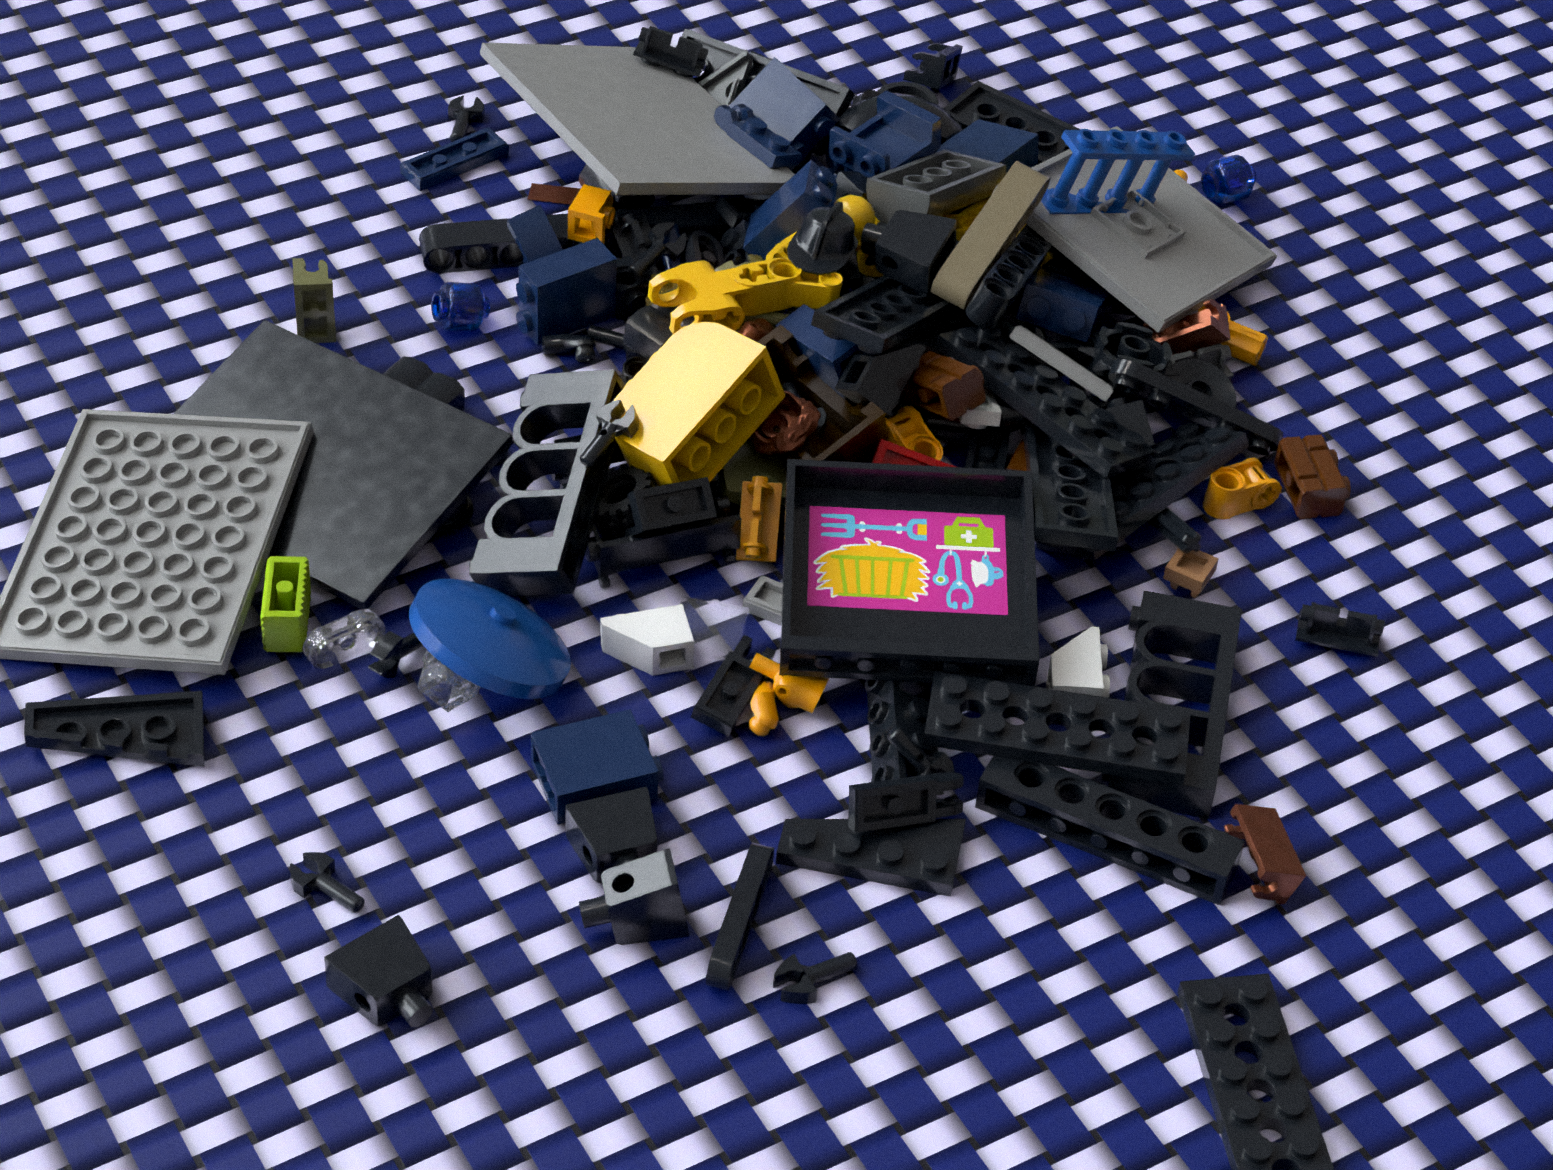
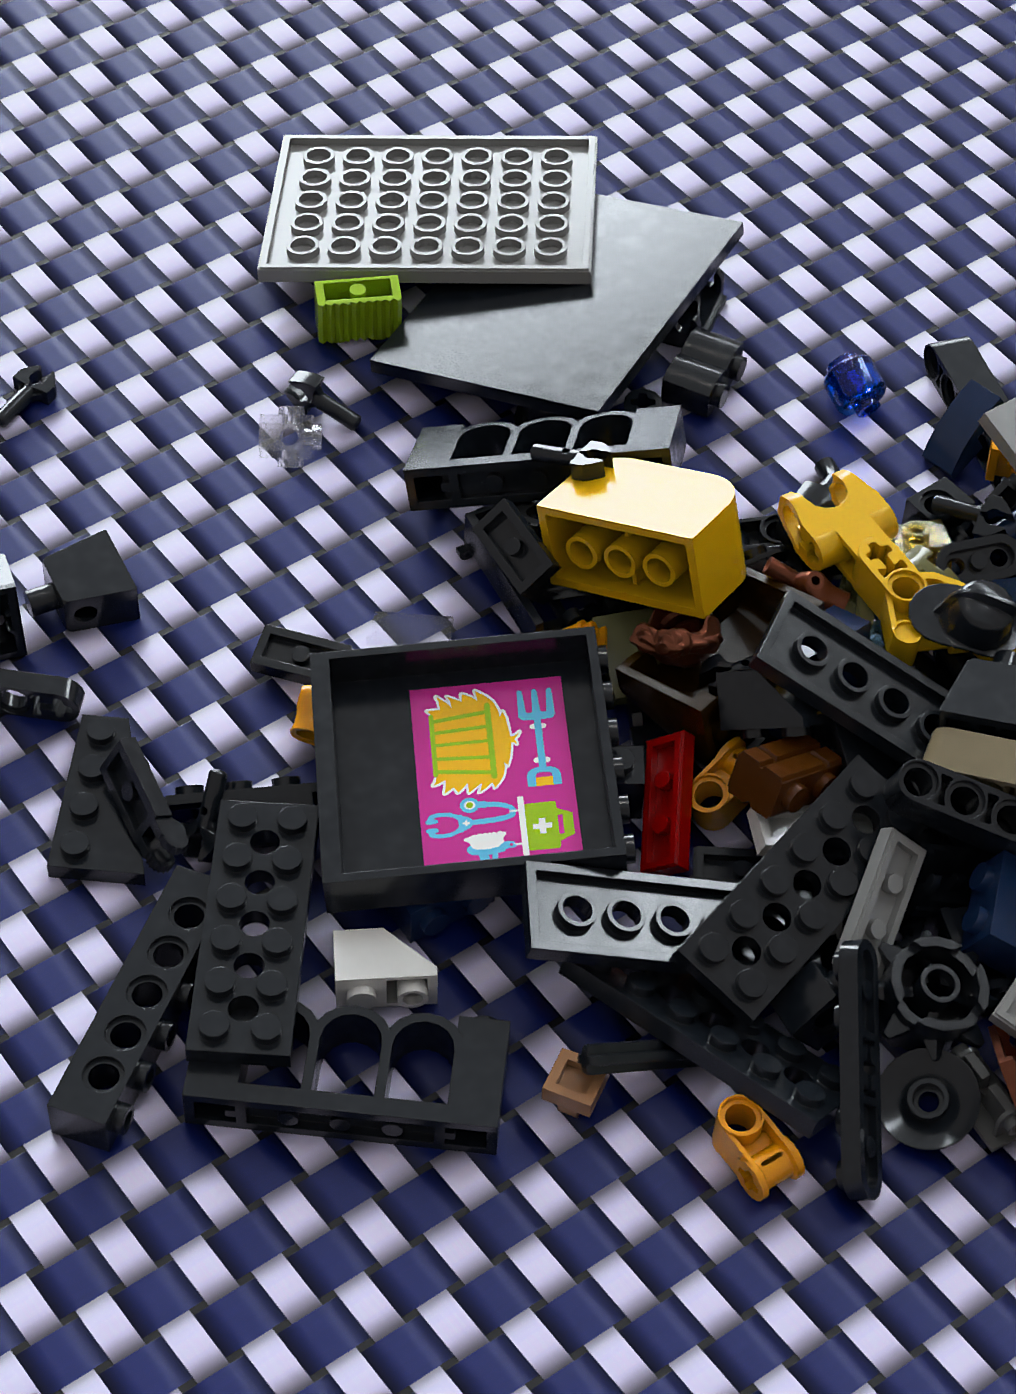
camera: 85 degrees right, 5 degrees up
(132, 726) = (198, 241): black wing -> none
(314, 302) = (801, 261): olive hinge -> none
(343, 638) = (332, 361): clear plate -> none
(489, 638) = (321, 447): blue dish -> none
(567, 290) = (889, 448): dark blue brick -> none
(594, 760) = (181, 559): dark blue brick -> none
(650, 639) = (367, 588): white slope -> none
(764, 709) = (280, 688): light orange arm -> none
(1269, 849) = (102, 1152): copper hinge -> none
(1311, 476) = (797, 1233): reddish brown brick -> none
(1325, 628) = (513, 1262): black hinge -> none

